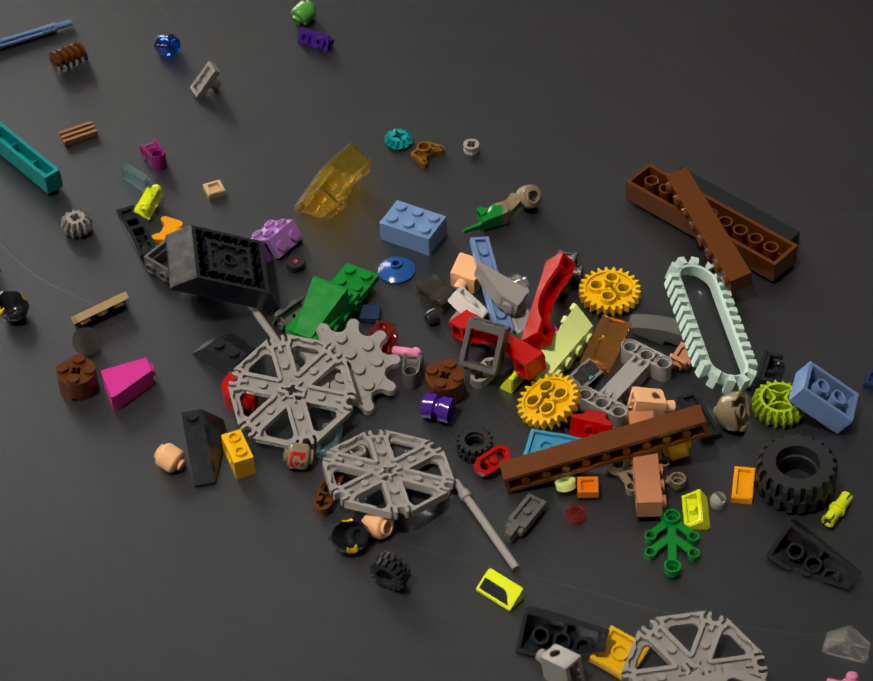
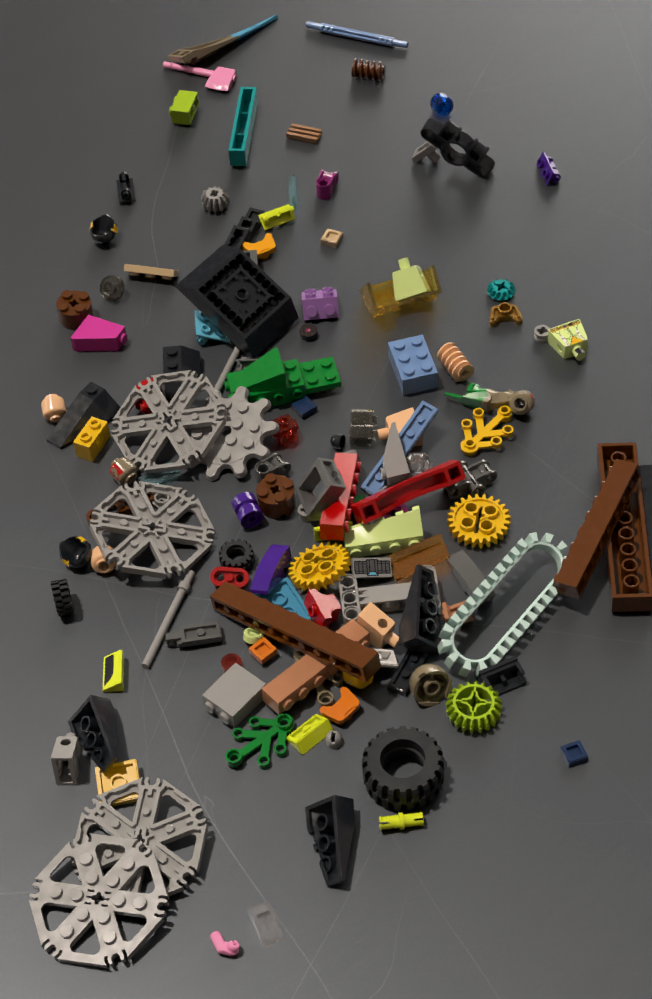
camera: 50 degrees right, 5 degrees up
(211, 313) = (207, 330): none -> medium azure hinge
(255, 63) = (475, 152): none -> black piece
(303, 13) = (565, 142): bright green head -> none
(335, 172) = (409, 281): none -> yellowish green torso
(396, 270) = (366, 388): blue dish -> none
(405, 350) = (284, 451): bright pink arm -> none
(443, 206) = (455, 362): none -> light nougat piece
(464, 300) = (368, 450): white slope -> none
(500, 137) = (569, 340): none -> yellowish green torso
(517, 430) = (271, 569): none -> dark purple slope
(528, 250) = (472, 445): none -> yellow plant
(613, 529) = (234, 695): none -> light grey brick
(678, 381) = (420, 619): none -> black wedge
(698, 475) = (343, 708): none -> orange piece
(743, 485) = (356, 746): light orange tile -> none
(823, 397) = (498, 729): medium blue brick -> none

